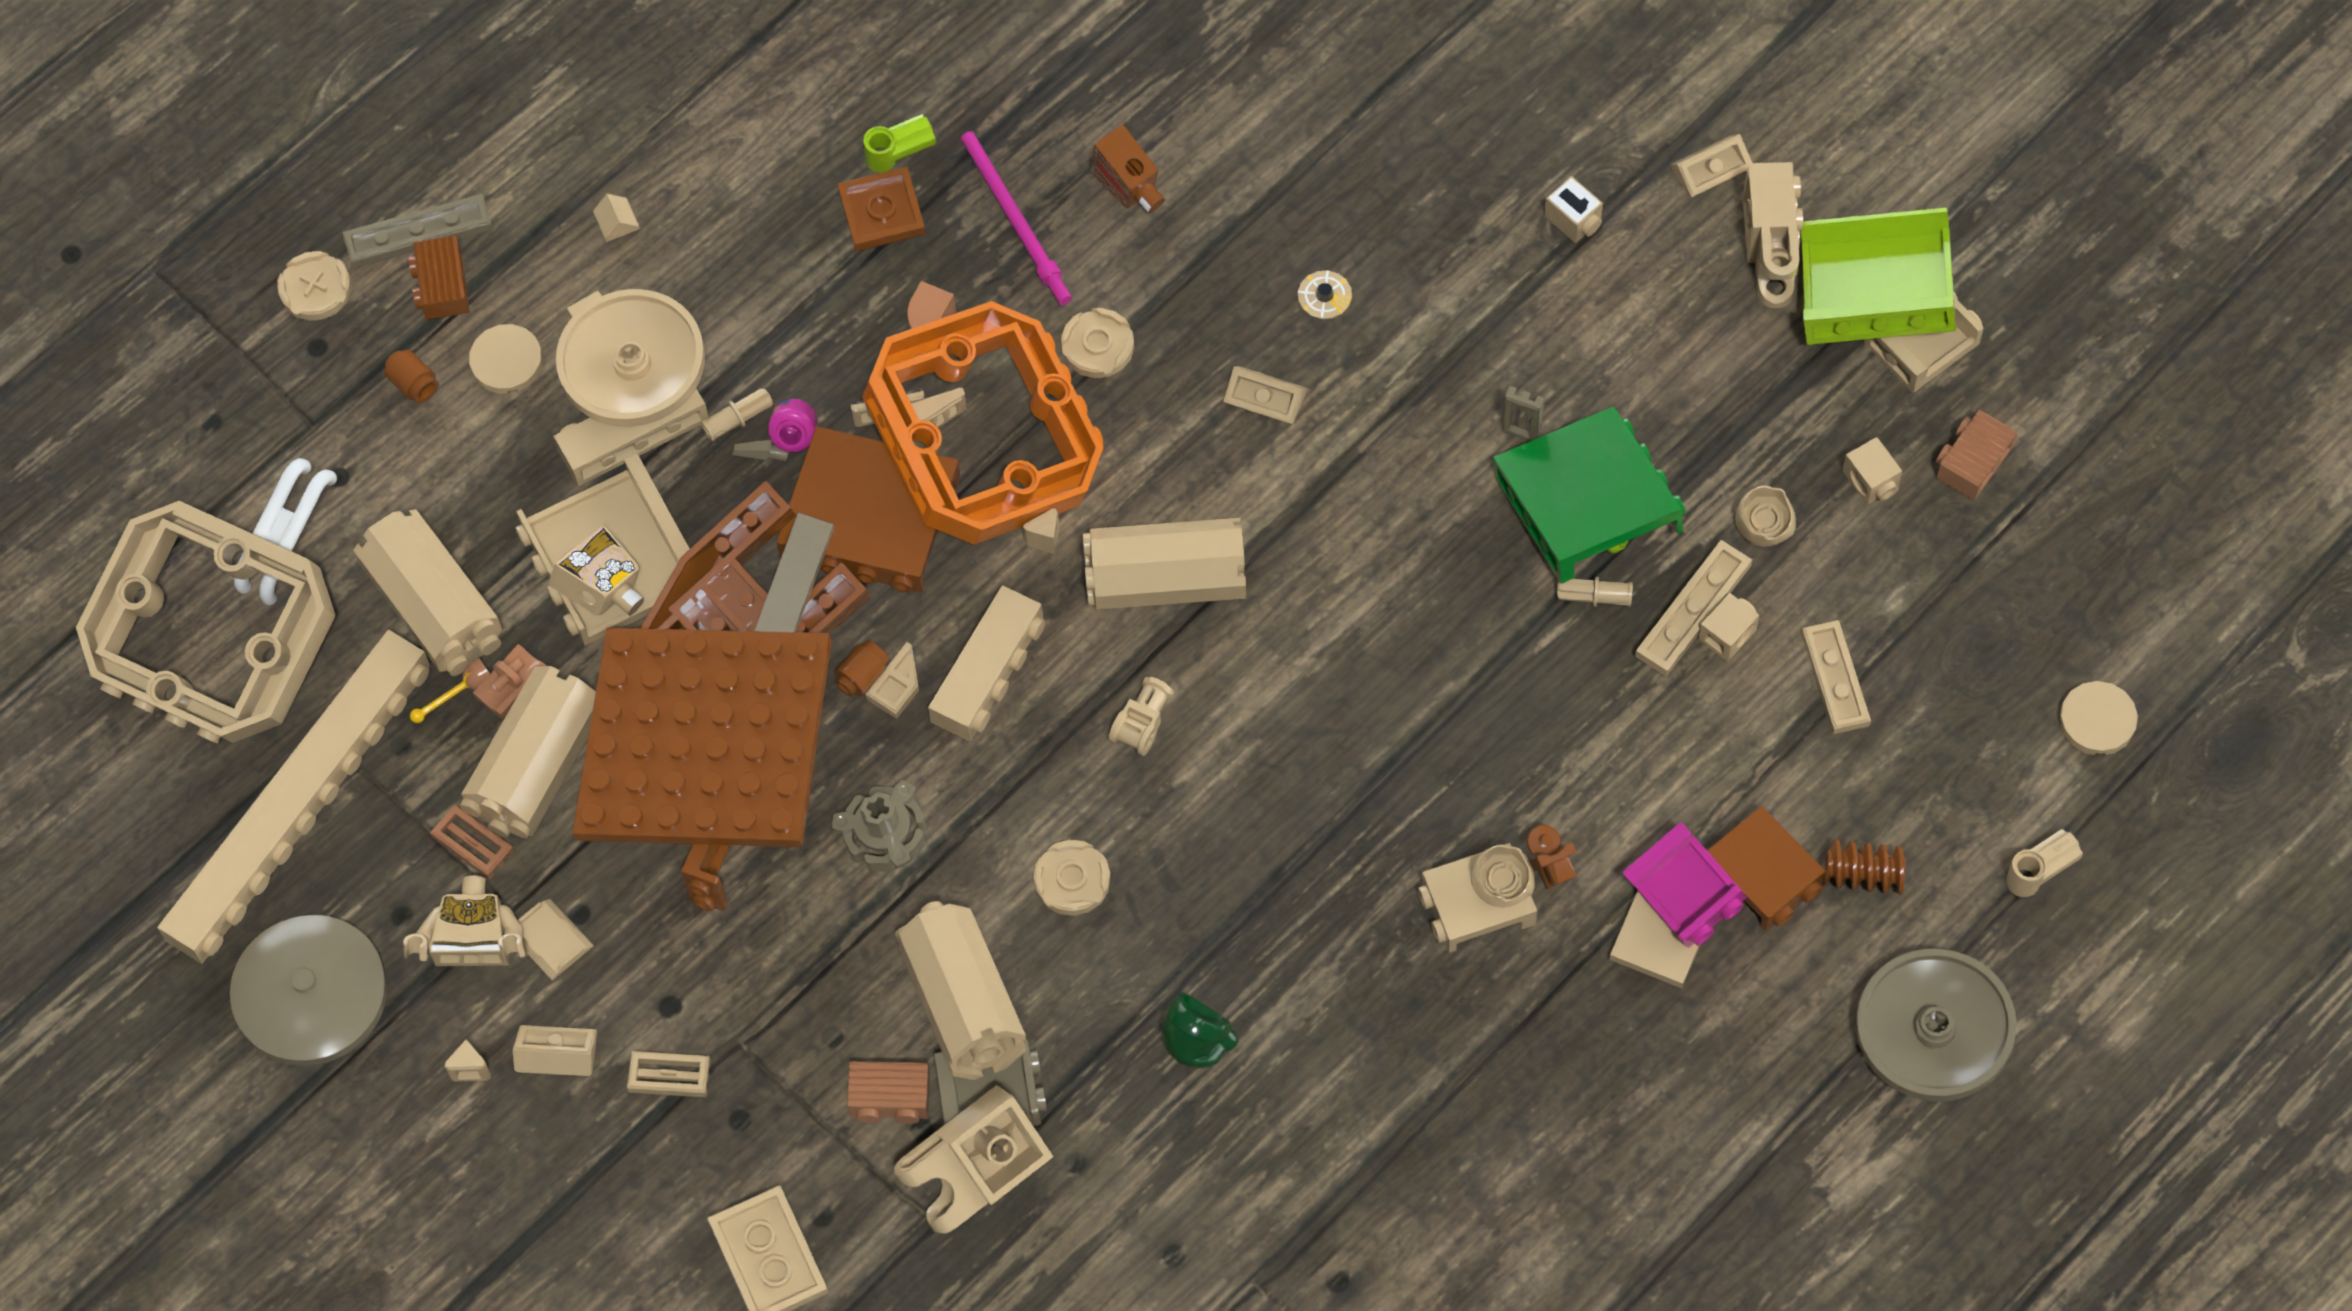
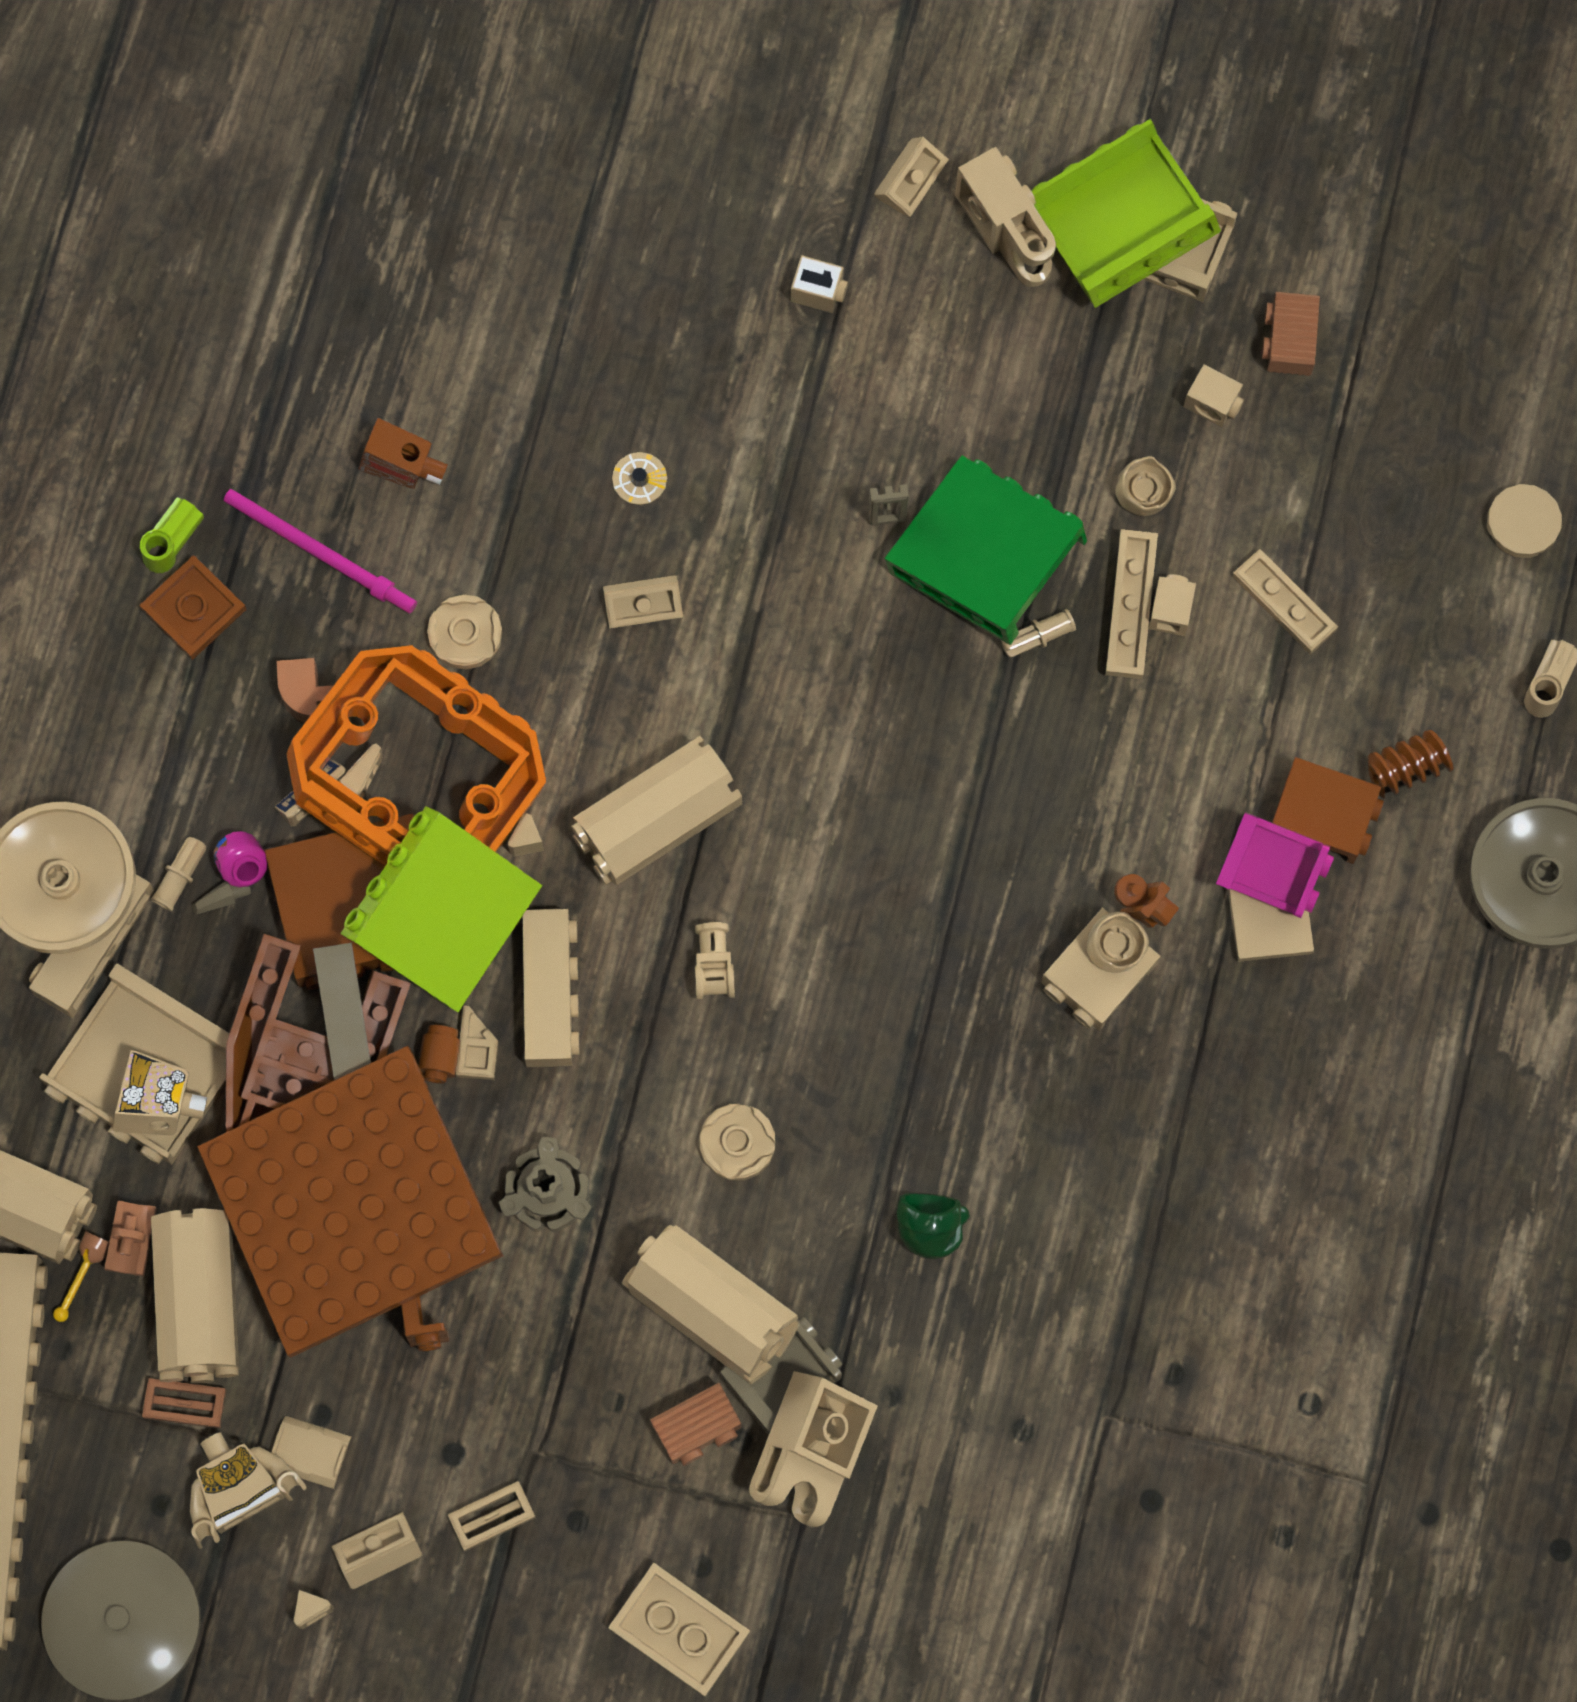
camera: 35 degrees left, 10 degrees up
(930, 542) = (441, 908): none -> lime panel

